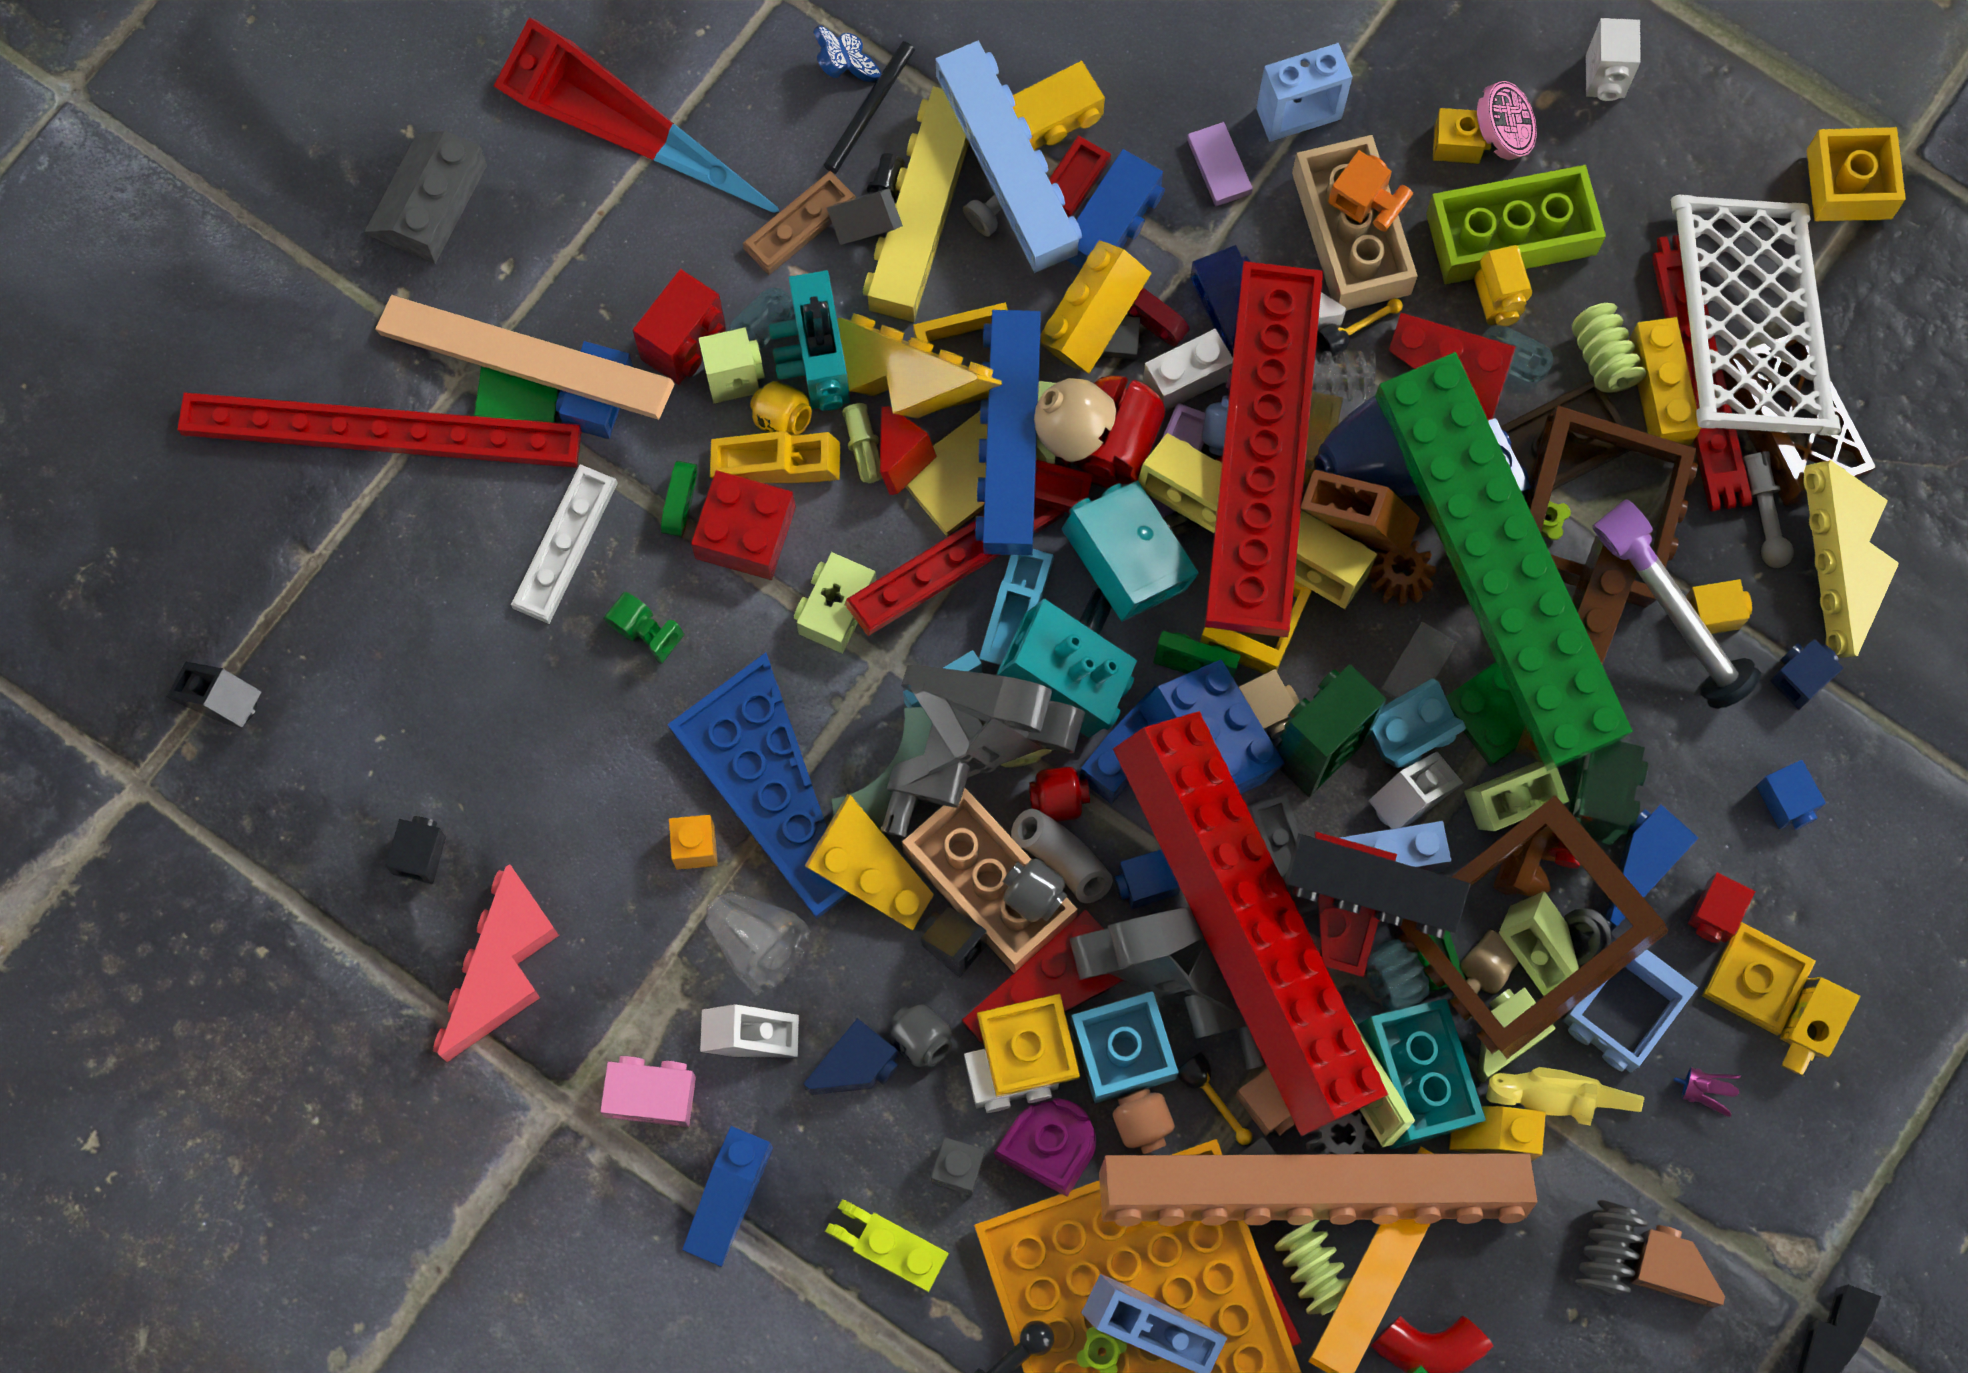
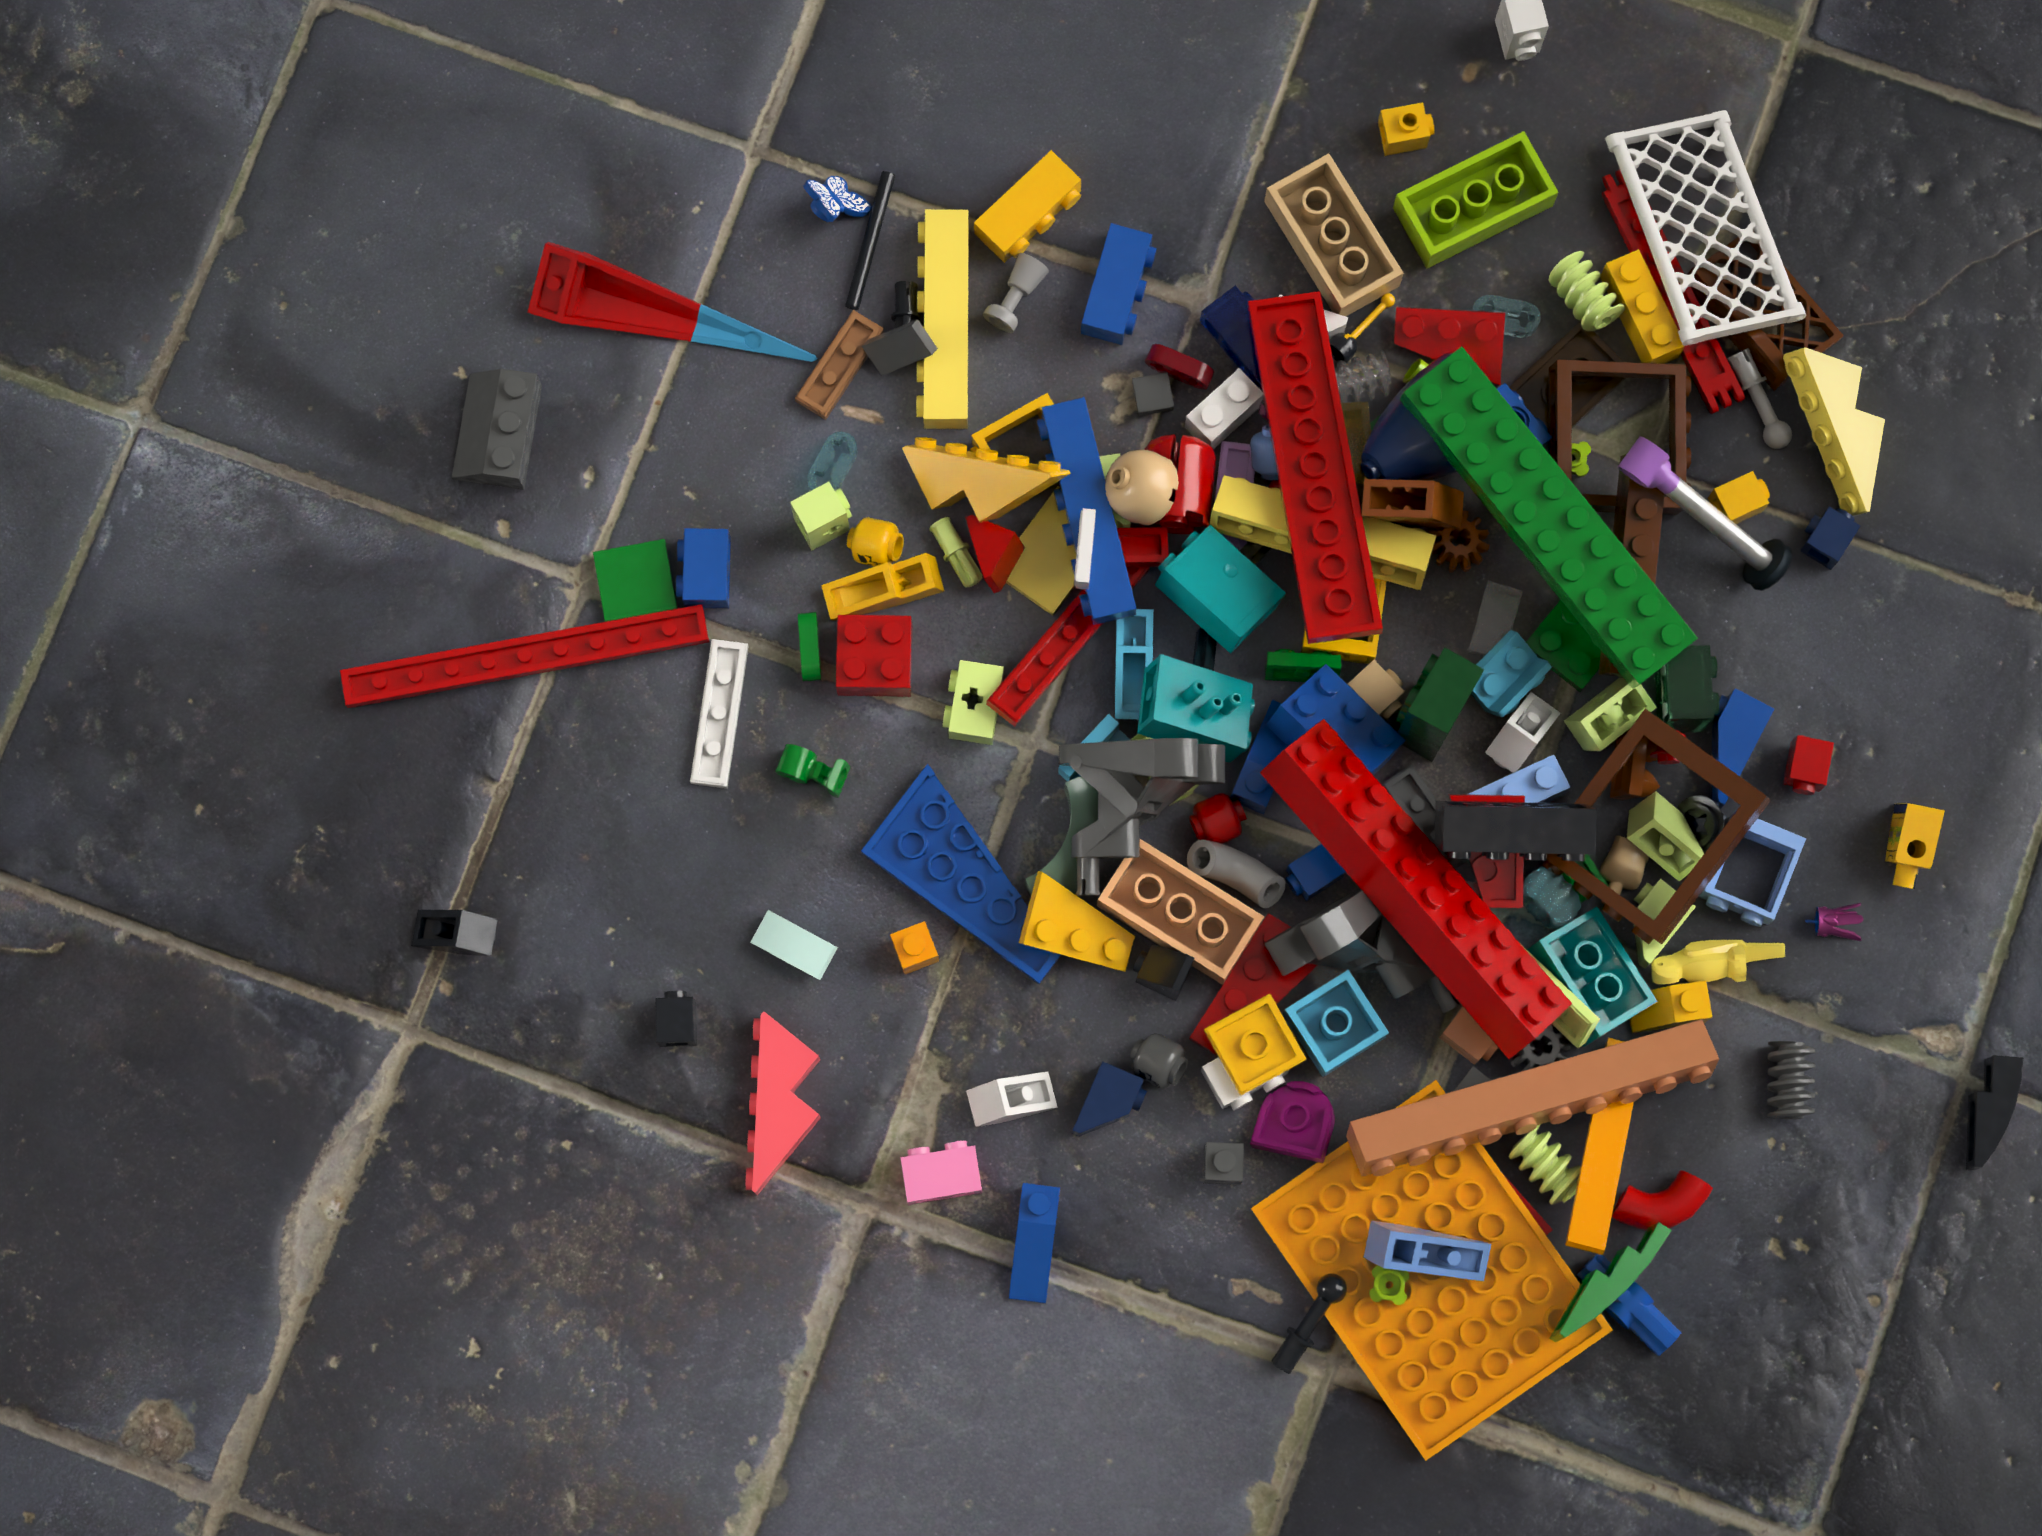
camera: 15 degrees left, 5 degrees up
(525, 357) = (636, 556): light nougat tile -> none
(566, 804) = (794, 945): none -> light aqua slope
(673, 324) = (766, 493): red brick -> none
(756, 938) = (994, 1016): clear cone -> none
(819, 348) = (892, 475): teal piece -> none
(891, 1247) = (1185, 1246): neon yellow hinge -> none
(993, 465) = (1084, 548): none -> white tile
(1007, 156) = (1012, 259): light blue brick -> none
(1034, 890) = (1225, 911): dark grey head -> none
(1079, 172) = (1072, 257): red tile -> none
(1094, 306) = (1126, 375): yellow brick -> none
(1143, 1120) = (1368, 1080): nougat head -> none
(1196, 1074) = (1402, 1028): hinge -> none
(1219, 164) = (1198, 210): lavender tile -> none
(1318, 88) = (1251, 135): light blue window -> none
(1364, 187) = (1336, 207): orange brick -> none
(1503, 286) = (1480, 261): yellow brick -> none
(1507, 120) = (1443, 105): bright pink tile -> none
(1675, 1268) = (1846, 1080): nougat slope -> none
(1758, 978) = (1855, 815): yellow tile -> none
(1791, 796) = (1843, 649): blue brick -> none
(1855, 174) = (1761, 73): yellow brick -> none

